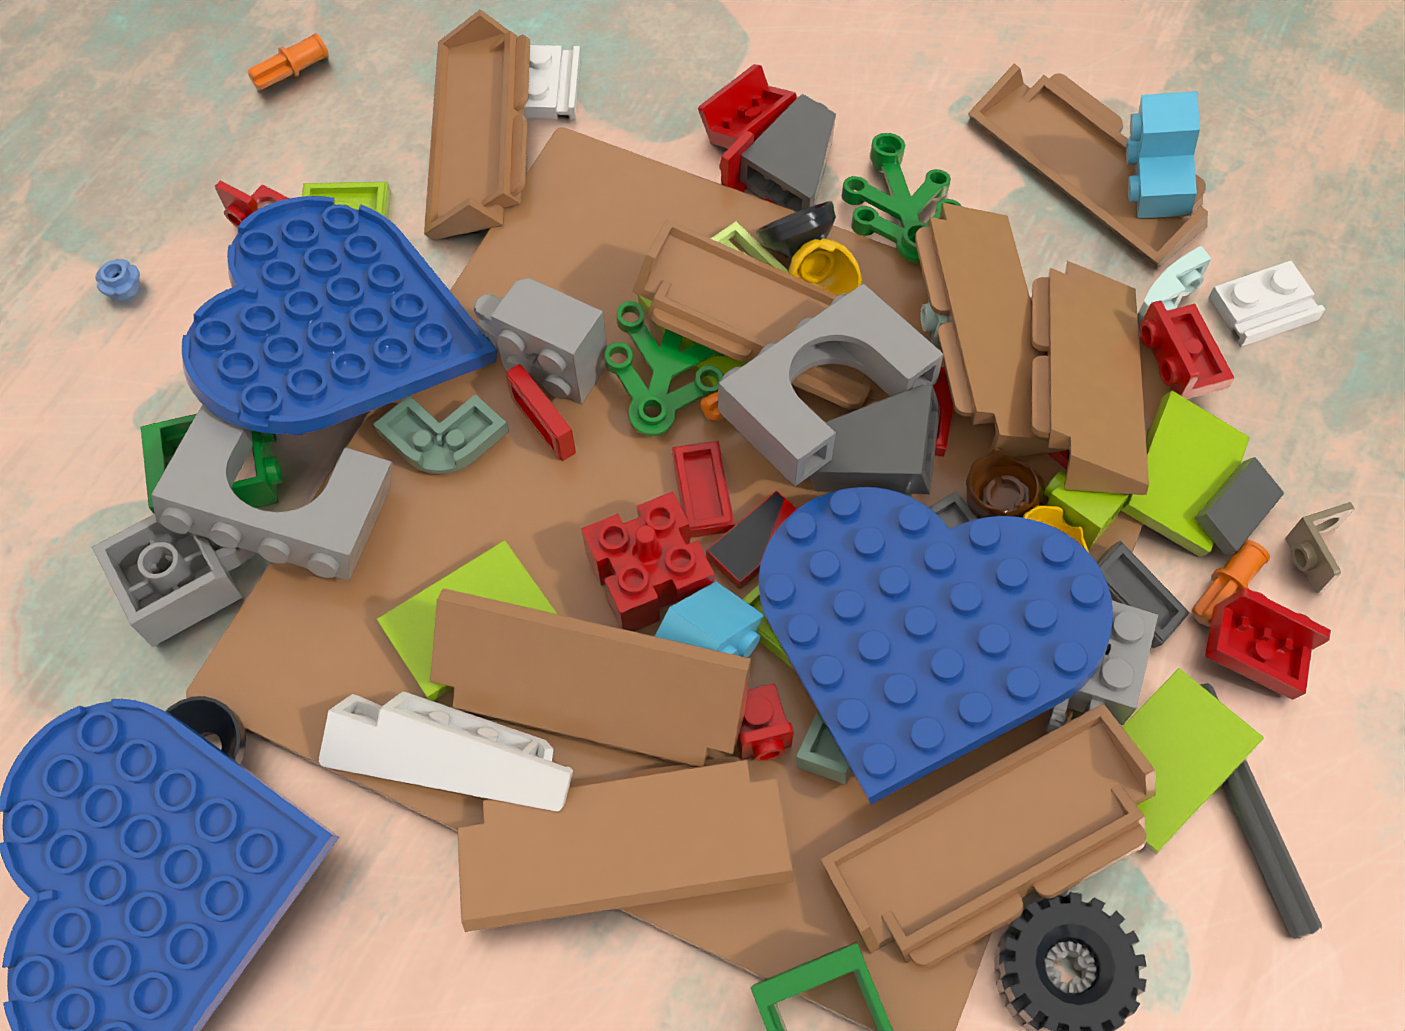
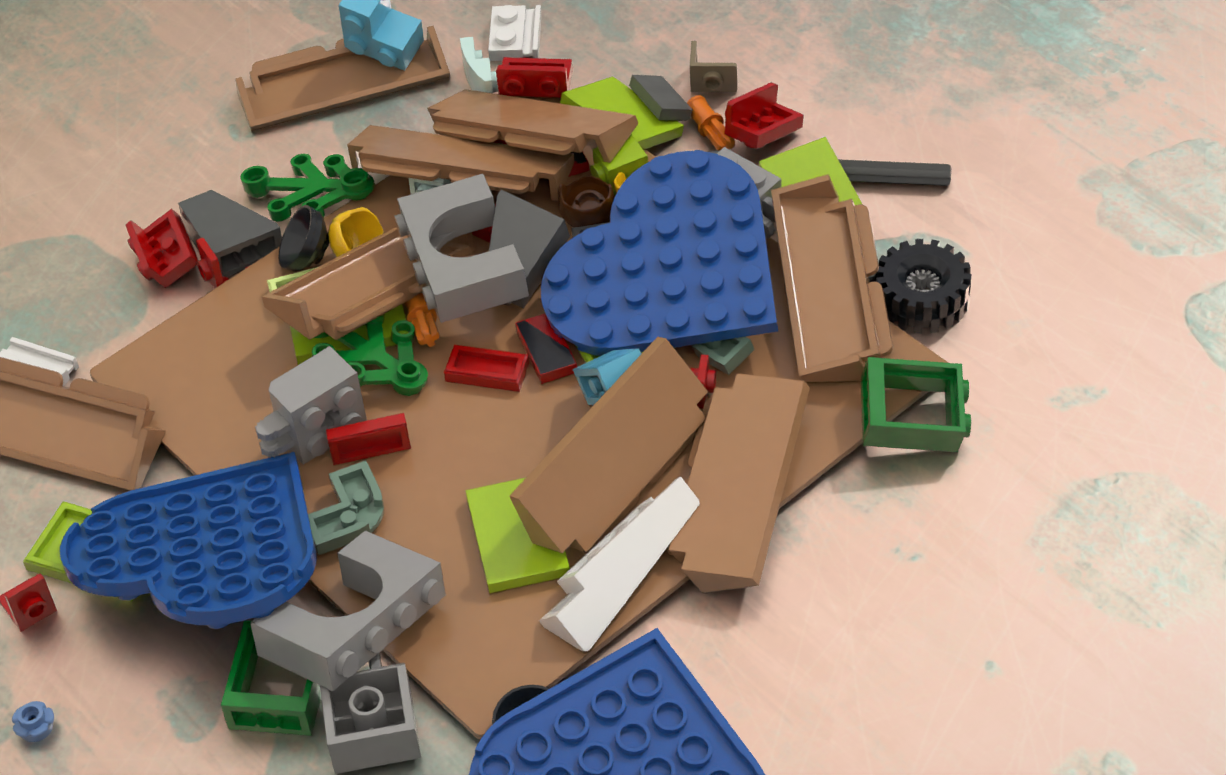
camera: 65 degrees left, 15 degrees down
(646, 561) = (533, 404): red brick -> none

